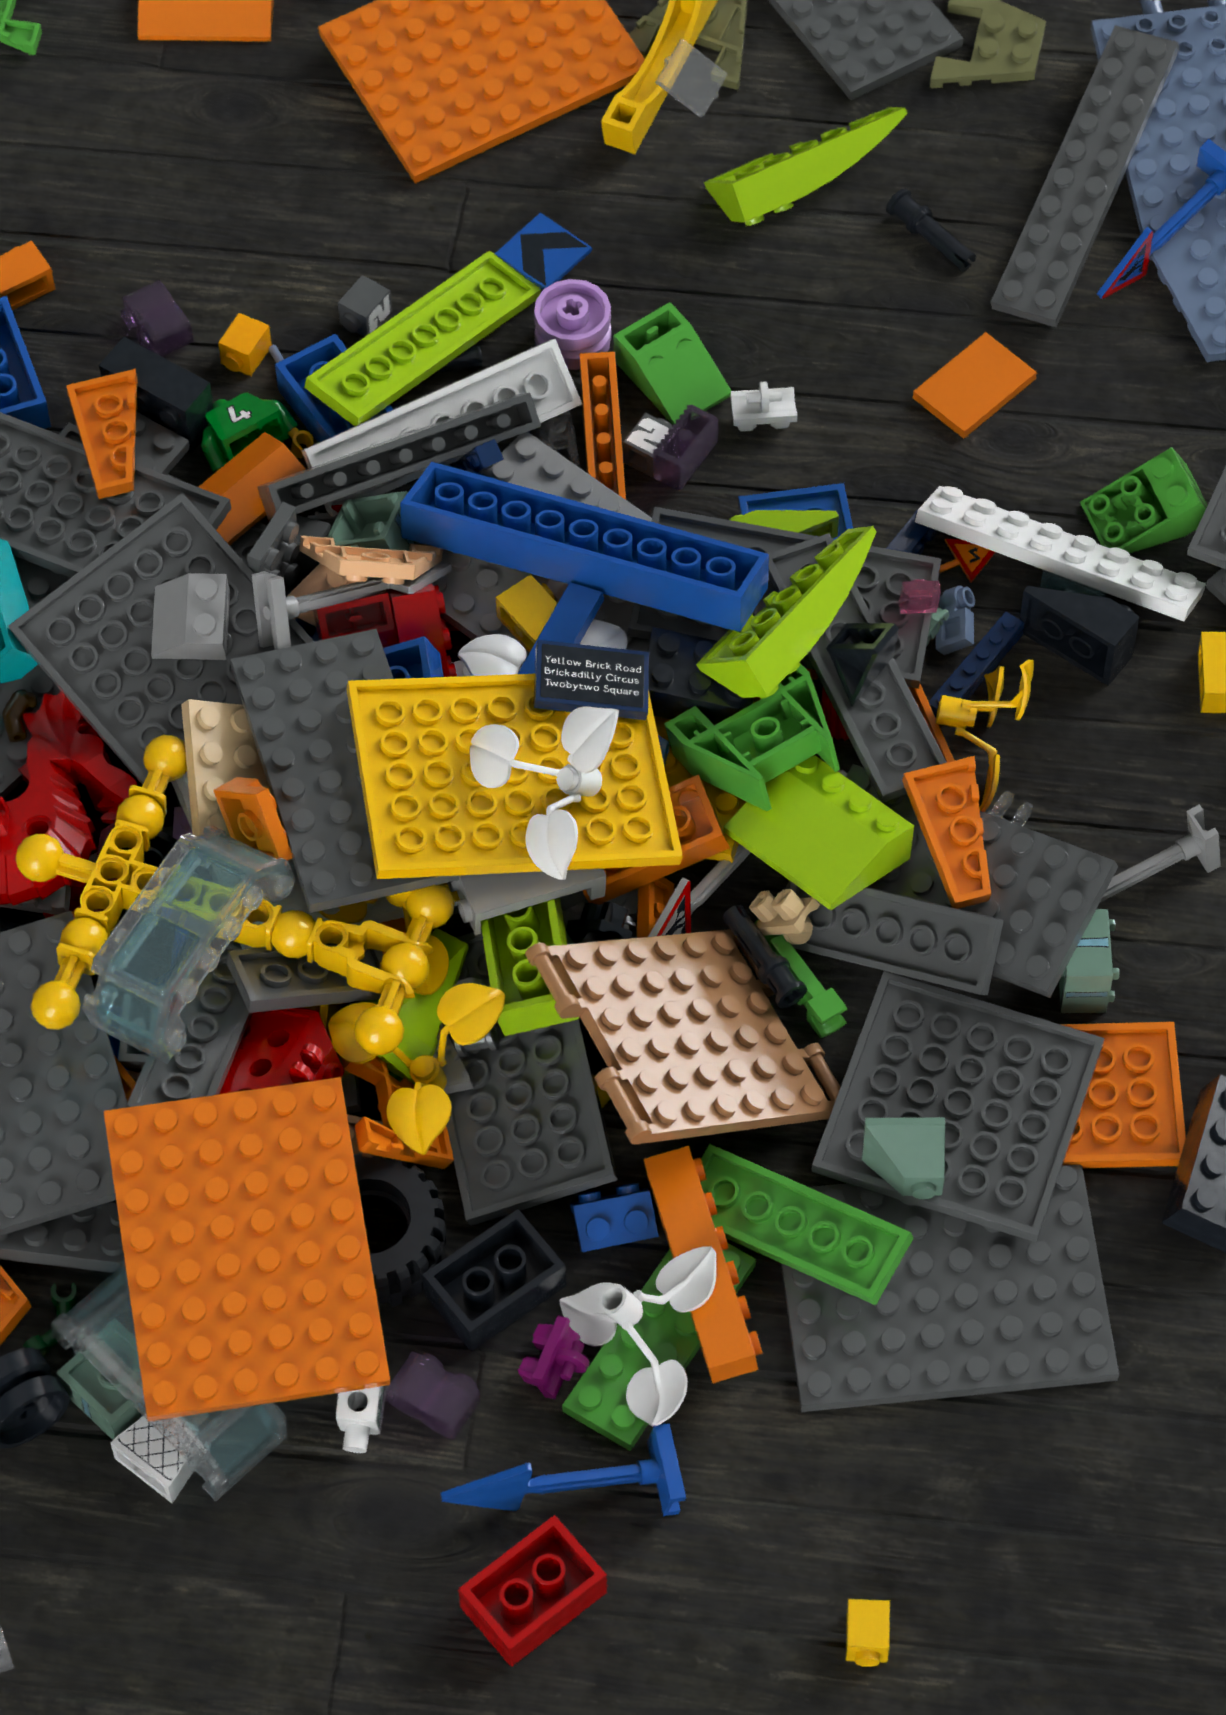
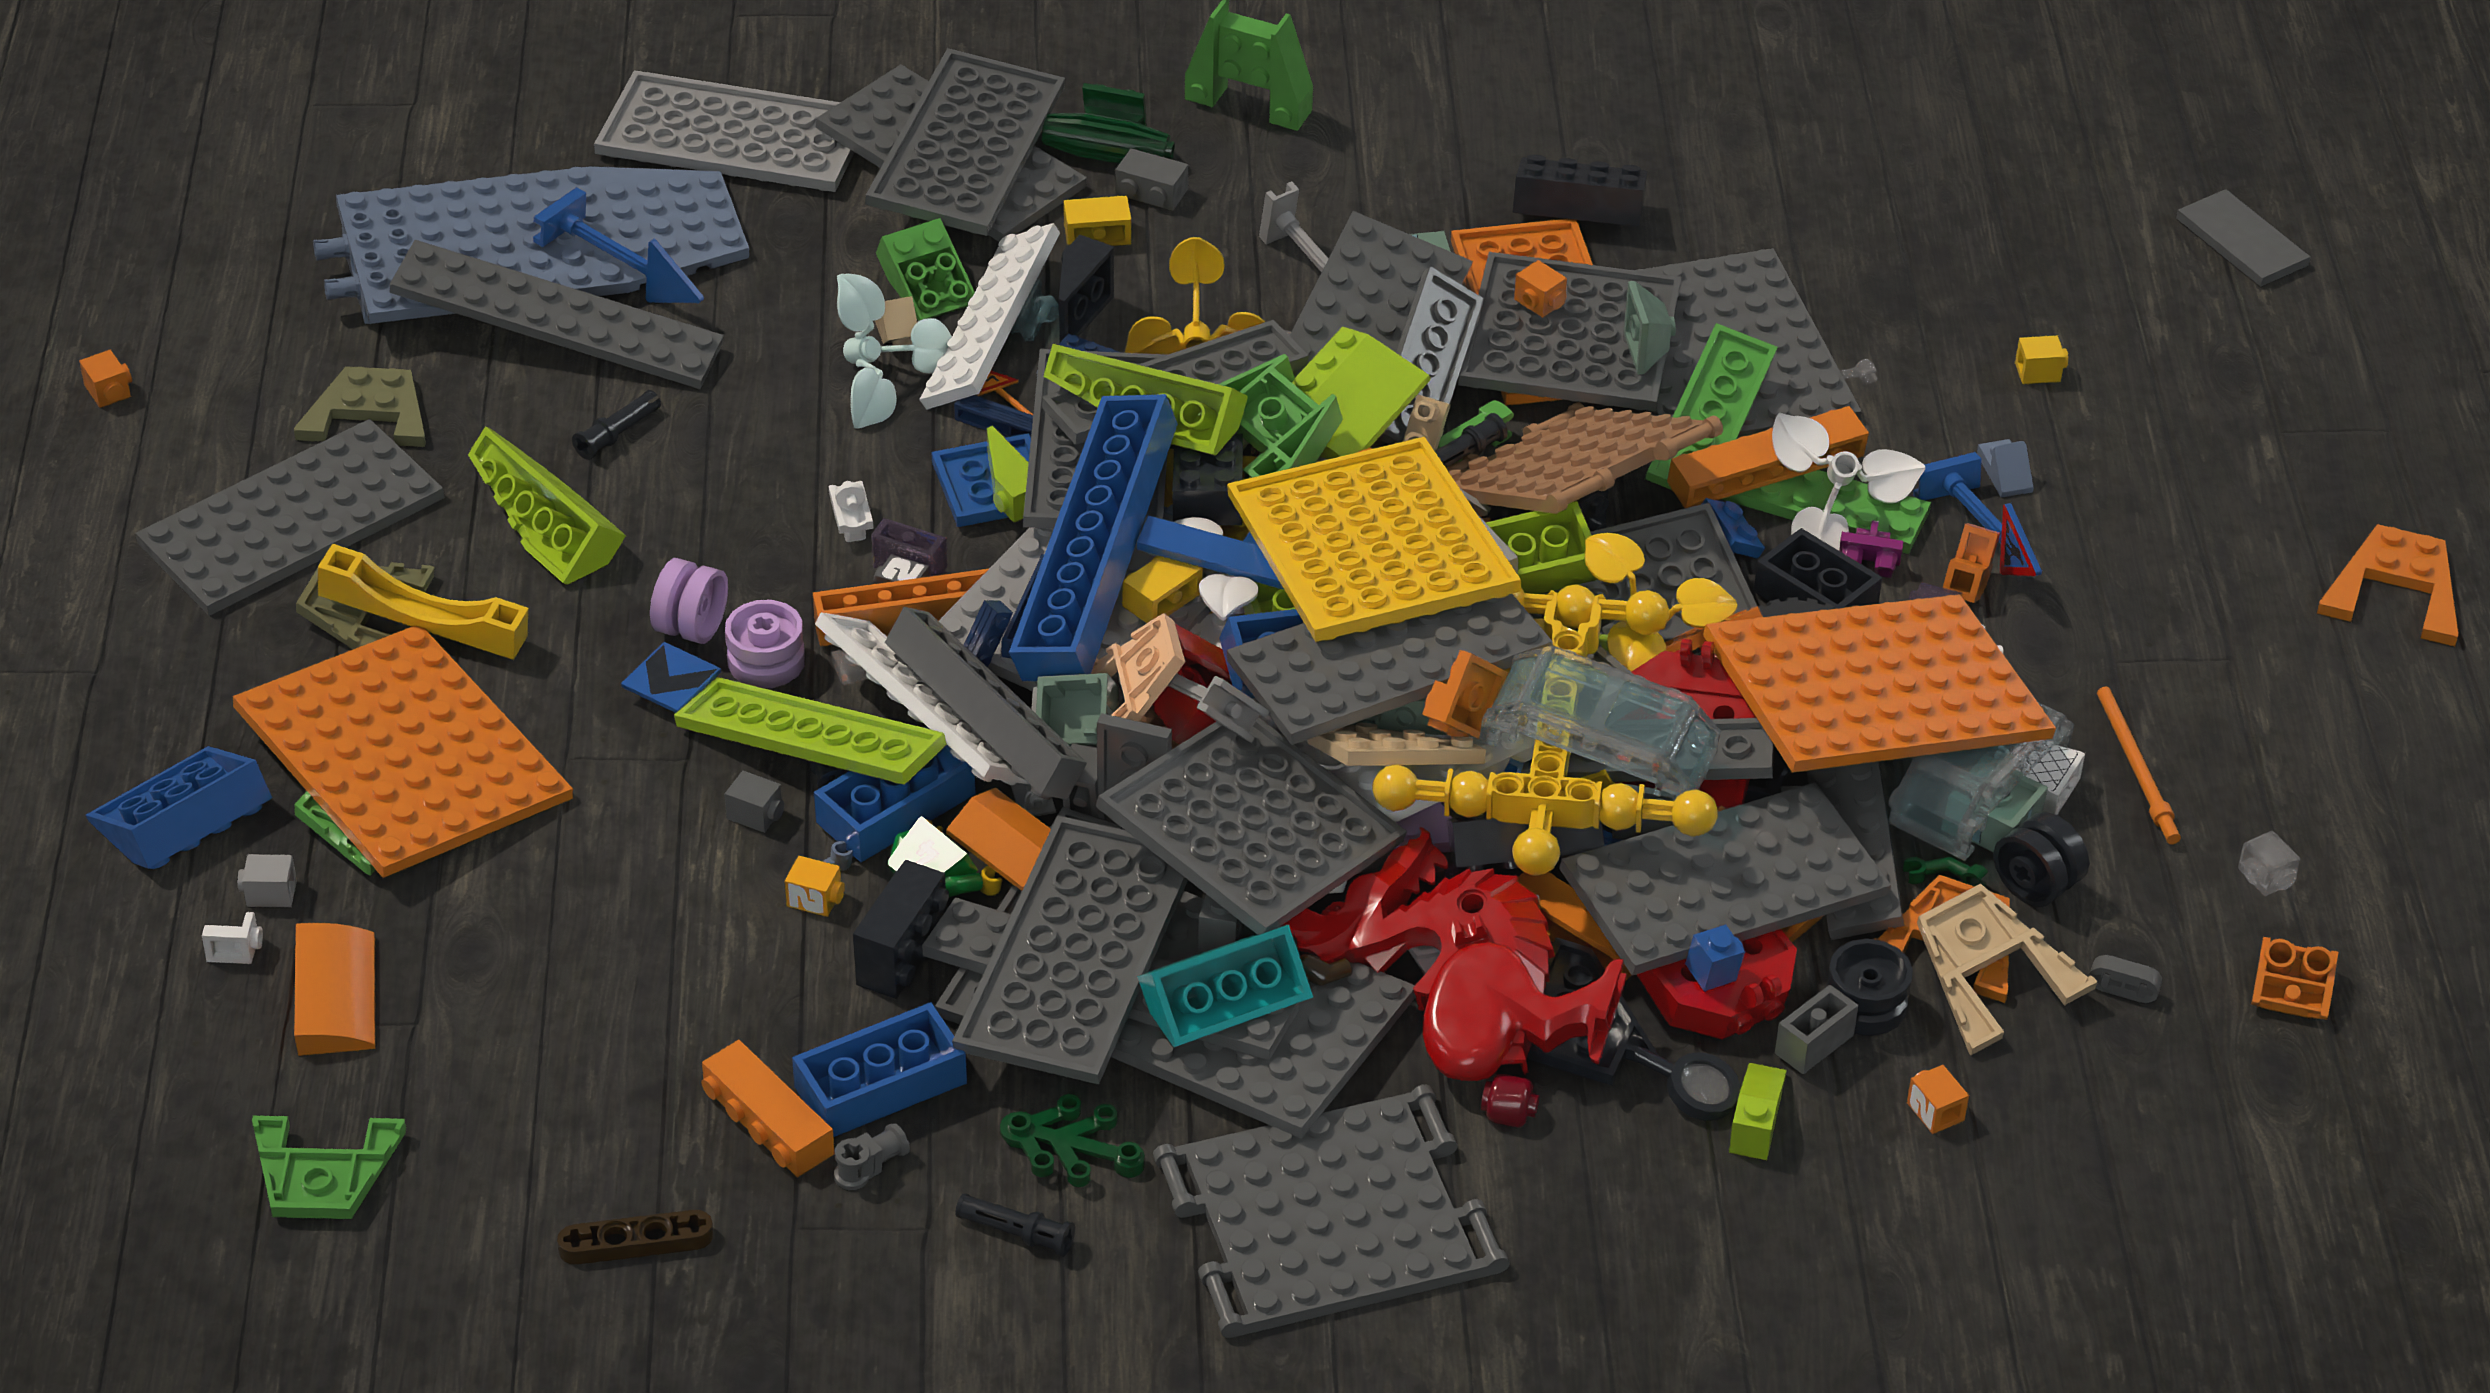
camera: 100 degrees left, 15 degrees down
(89, 1564) = (2159, 809): none -> orange bar
(107, 428) = (975, 922): orange wing -> none
(157, 319) = (786, 959): clear purple brick -> none
(191, 618) = (1240, 778): light grey slope -> none
(493, 1448) = (1972, 563): none -> orange brick
(532, 1590) = (2086, 533): red brick -> none
(587, 737) = (1377, 522): white plant -> none
(591, 677) = (1257, 501): black tile -> none
(631, 260) = (689, 600): none -> lavender wheel
(669, 363) = (799, 568): bright green slope -> none
(686, 1548) = (2007, 466): none -> sand blue slope
(691, 78) = (441, 585): clear piece -> none
(861, 654) = (1182, 351): black slope -> none
(880, 1431) = (1864, 370): none -> clear hand
(919, 596) = (1094, 340): clear pink plate -> none
(950, 819) = (1315, 317): orange wing -> none
(974, 385) = (796, 388): orange tile -> none
(1006, 1065) = (1540, 288): none -> orange brick
(1019, 397) = (858, 306): none -> light aqua plant
(1066, 470) = (897, 321): none -> tan slope

